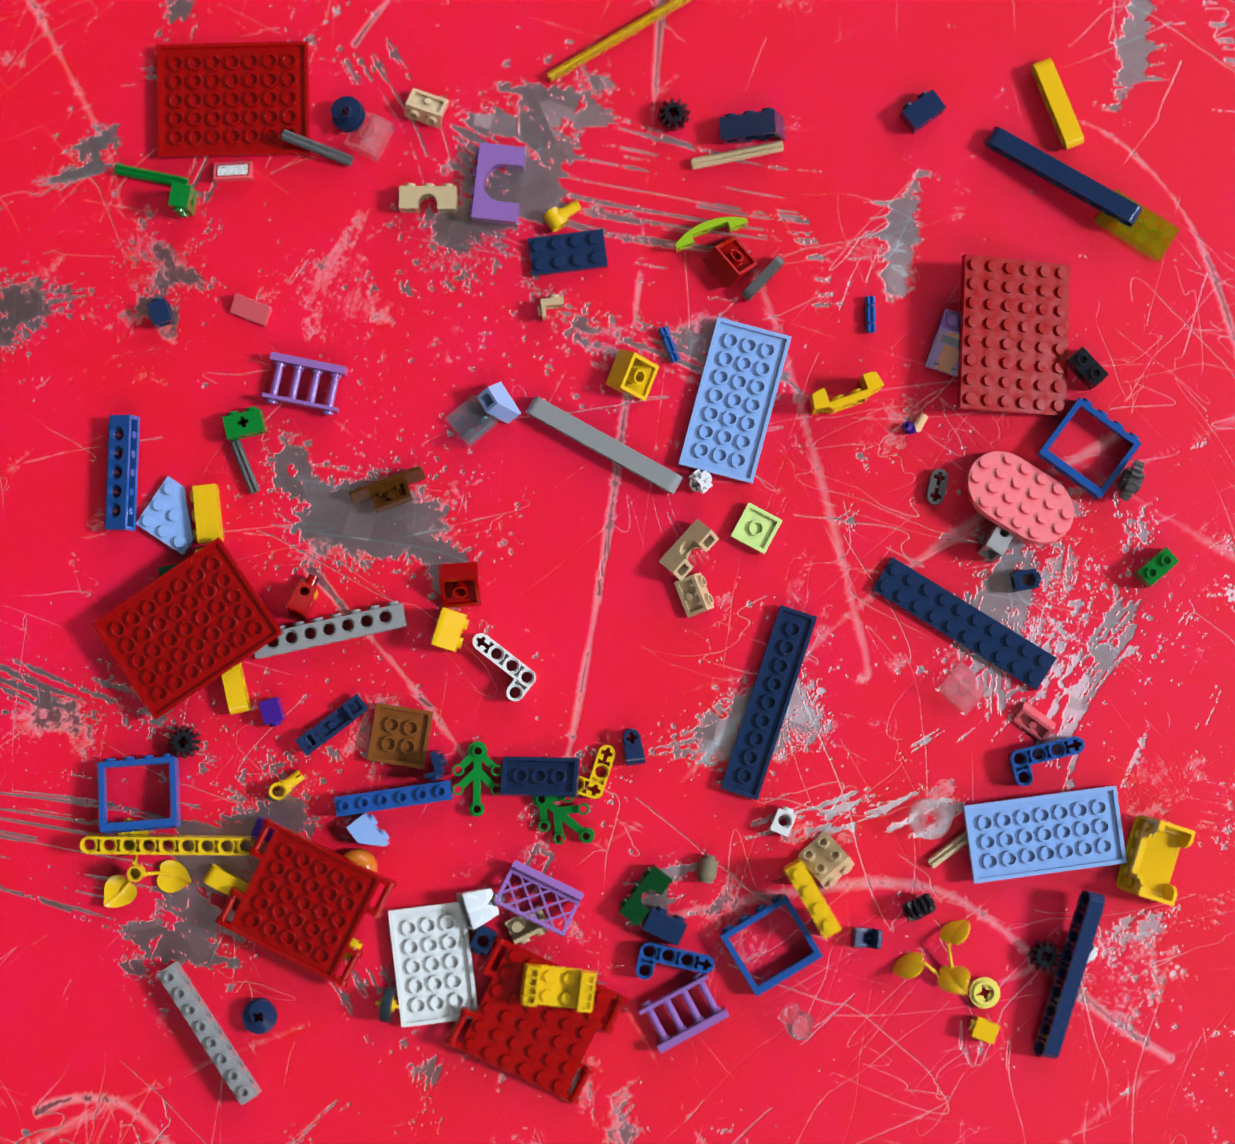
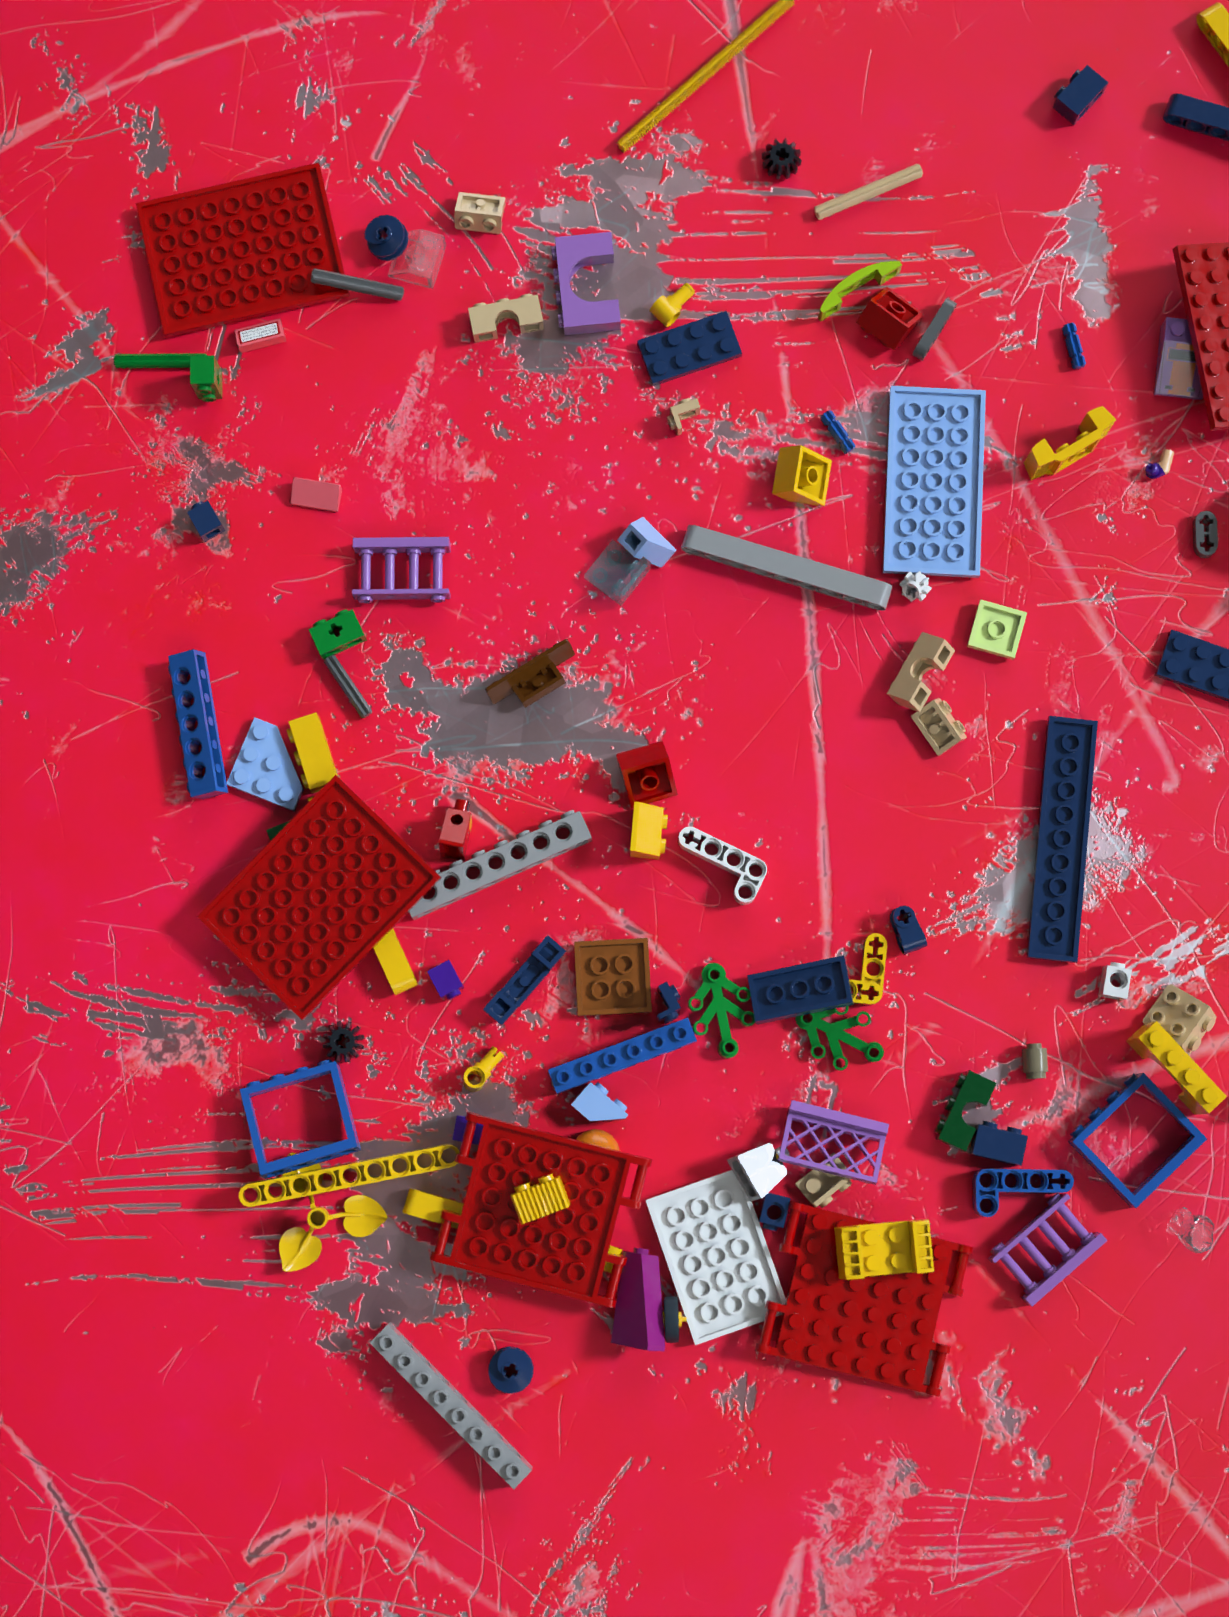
camera: 15 degrees left, 5 degrees down
(305, 896) = (540, 1199): none -> yellow brick
(365, 988) = (639, 1303): none -> magenta slope
(751, 126) = (879, 152): dark blue wedge -> none

